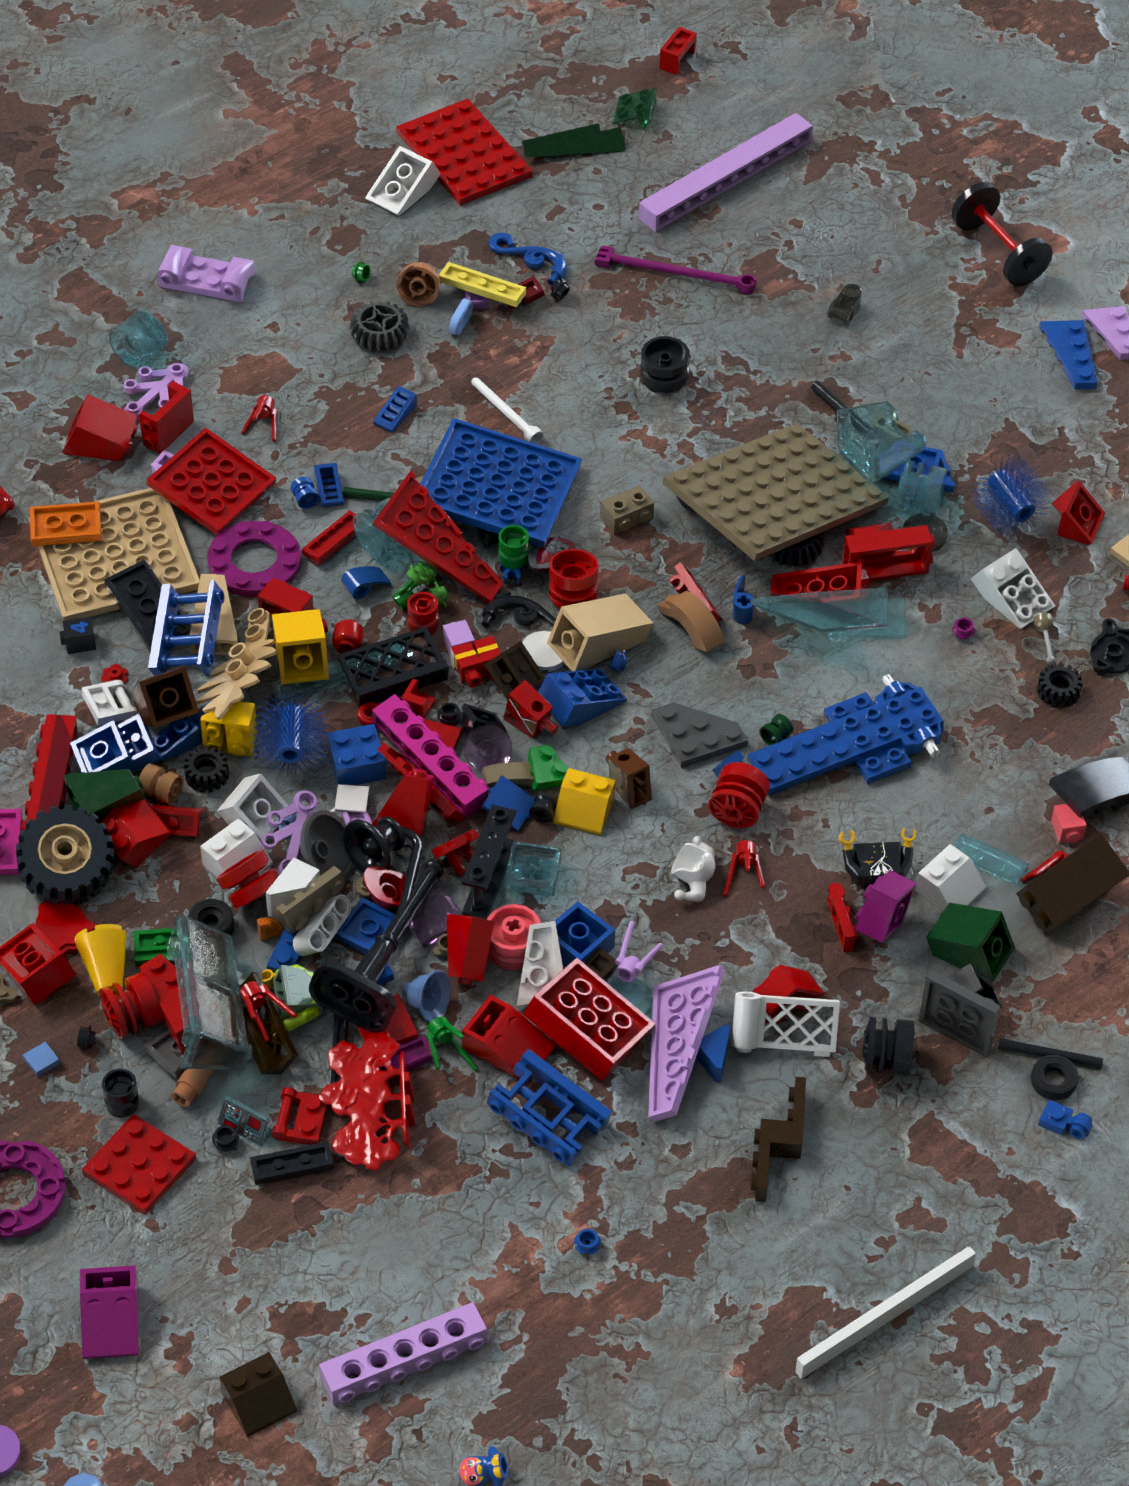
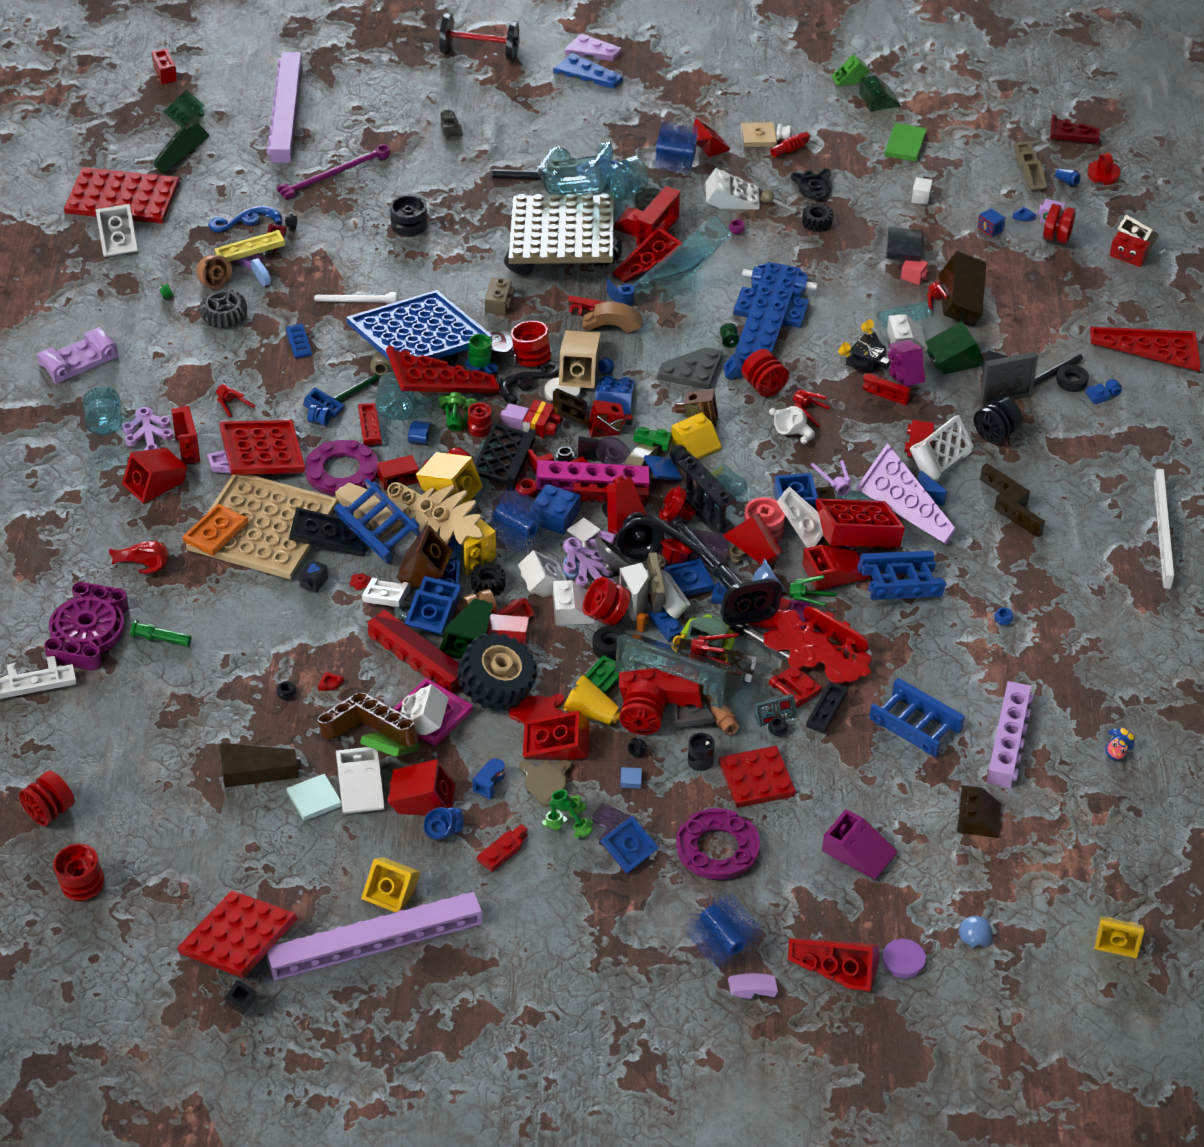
camera: 50 degrees left, 5 degrees down
(373, 1240) = (924, 703): none -> blue fence

